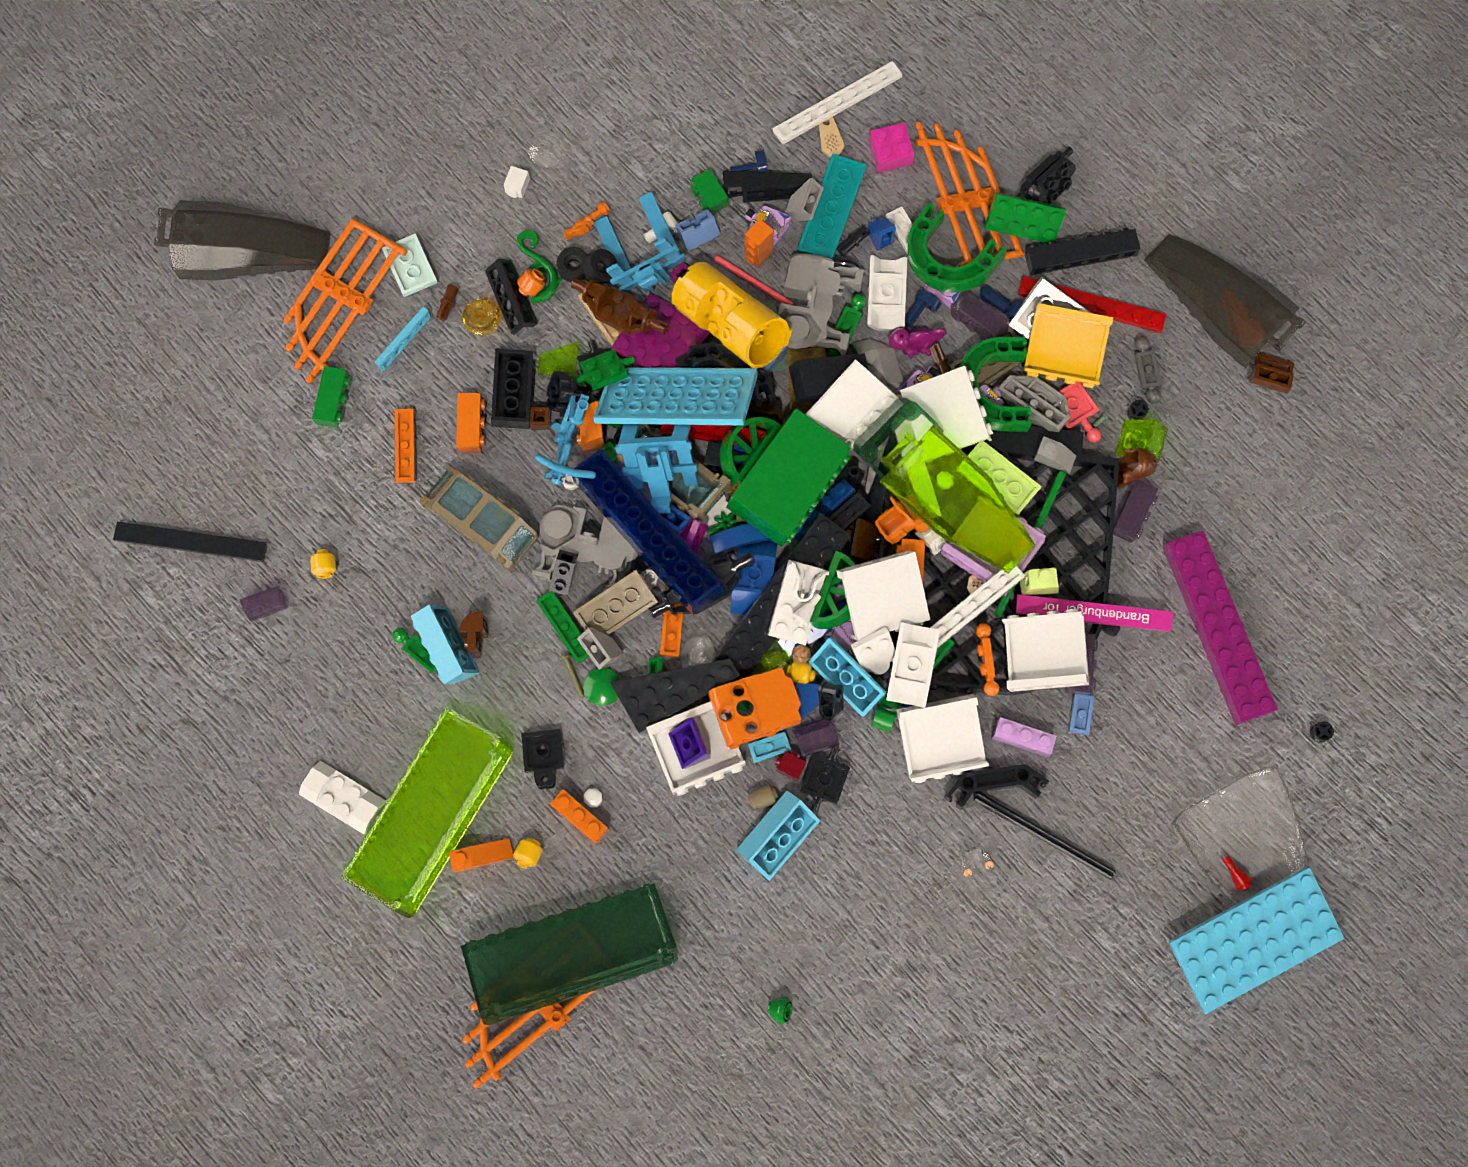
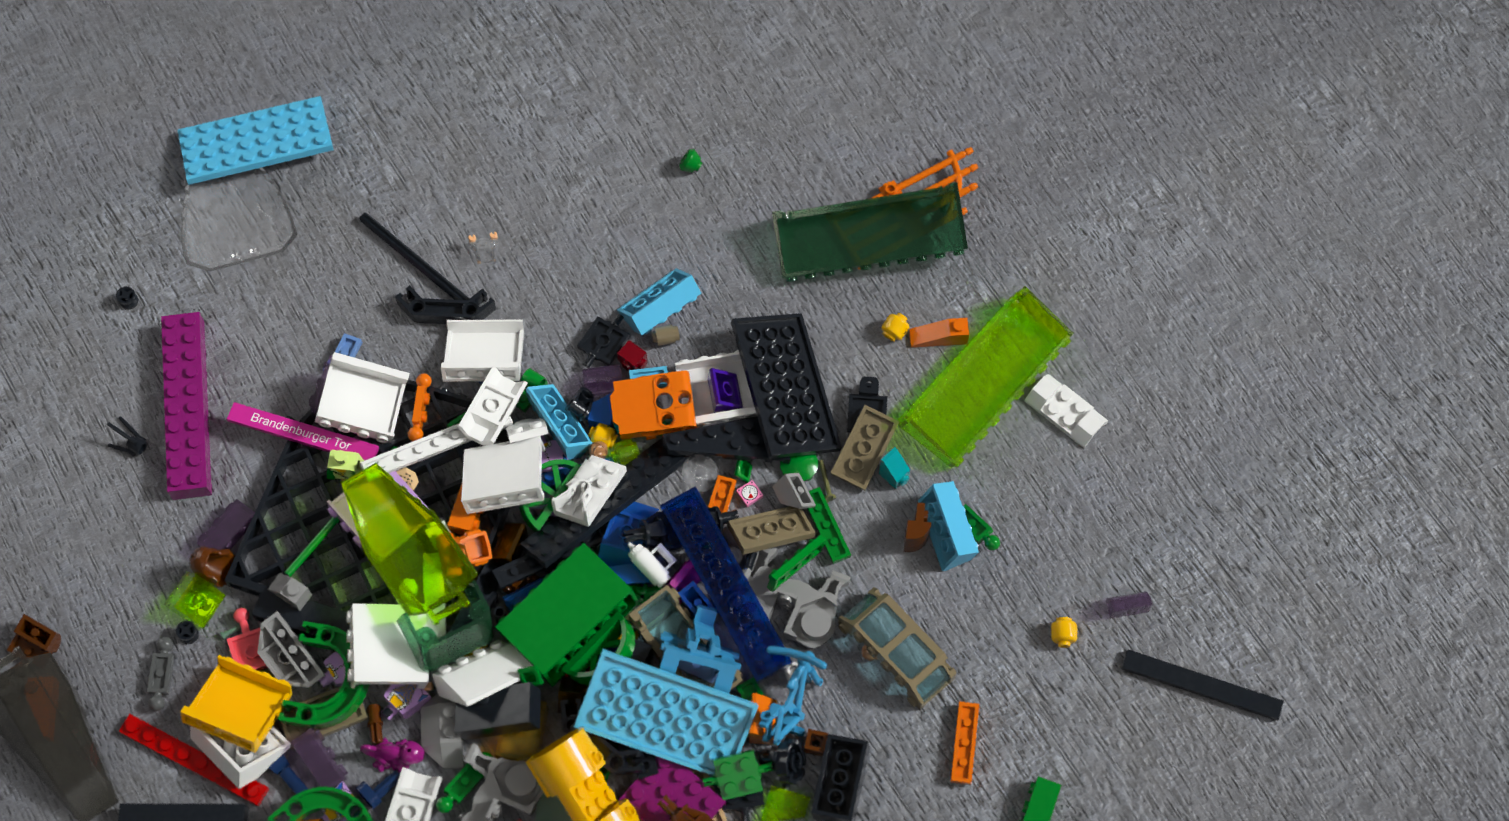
camera: 170 degrees left, 10 degrees down
(470, 423) = (891, 753): orange brick -> none
(505, 693) = (894, 469): none -> teal slope
(538, 711) = (864, 447): none -> dark tan plate
(563, 572) = (817, 571): brick -> none
(579, 816) = (841, 348): orange brick -> none
(589, 569) = (799, 560): none -> green plate
(593, 798) = (826, 365): white tile -> none
(629, 761) = (785, 385): none -> black plate
(645, 646) = (749, 493): none -> tile
(722, 540) = (649, 565): none -> white piece
(807, 406) = (530, 674): none -> green slope
(1010, 481) = (352, 575): yellowish green plate -> none
(1024, 737) = (406, 341): lavender brick -> none
(1239, 877) = (250, 189): red cone -> none
(1254, 579) = (135, 444): none -> black plant

